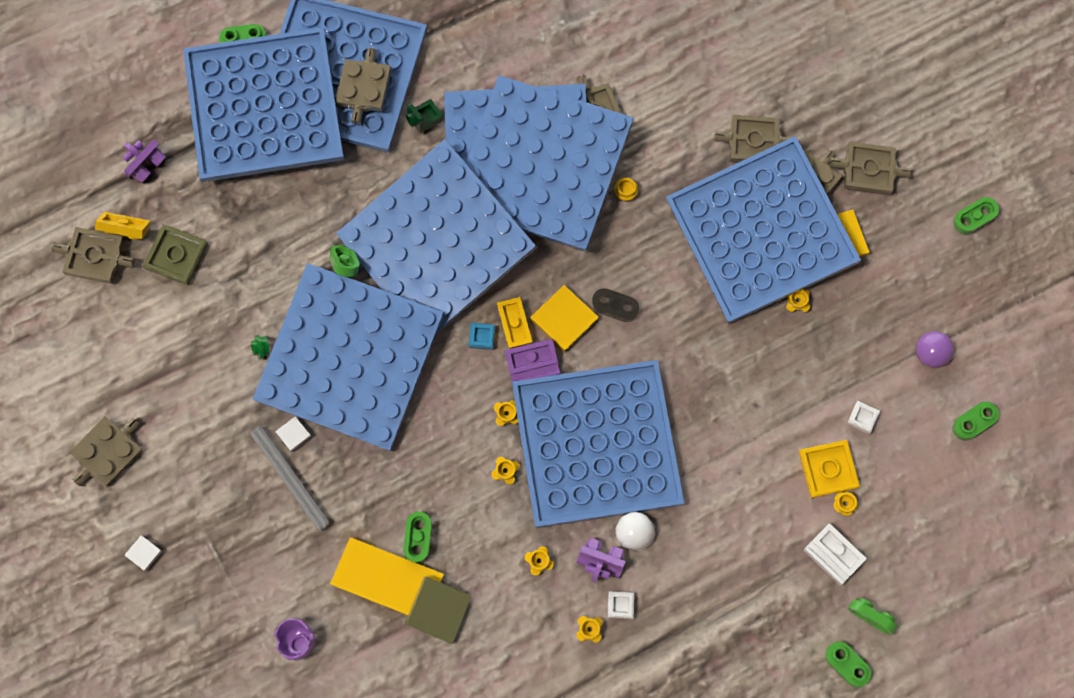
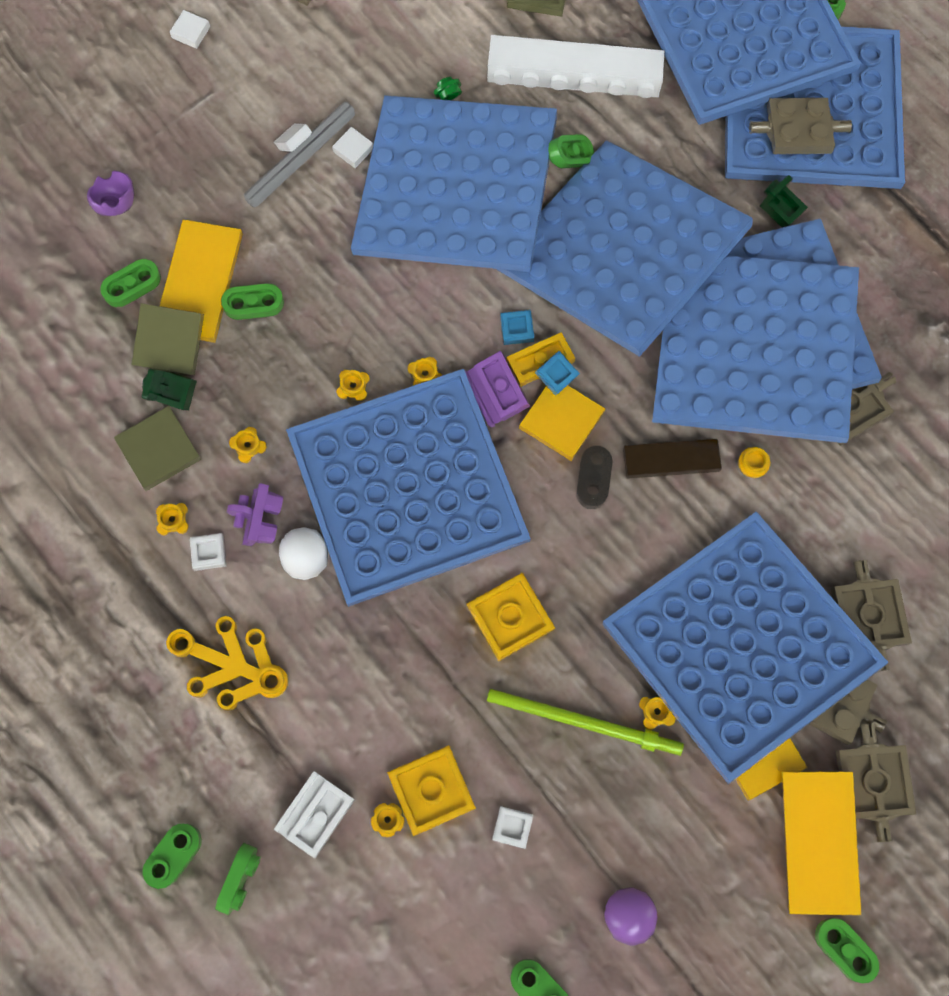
camera: 80 degrees right, 0 degrees up
(264, 242) = (575, 66): none -> white brick
(275, 480) = (293, 137): none -> white tile
(379, 635) = (130, 282): none -> bright green plate
(482, 614) = (168, 388): none -> dark green bracket
(527, 633) = (157, 448): none -> olive tile
(531, 312) = (557, 373): none -> dark azure tile
(611, 246) = (672, 458): none -> dark brown tile
(711, 388) = (510, 616): none -> yellow tile
(714, 598) = (233, 665): none -> yellow plant
(816, 311) = (648, 739): none -> lime bar
(905, 213) = (821, 843): none -> yellow tile

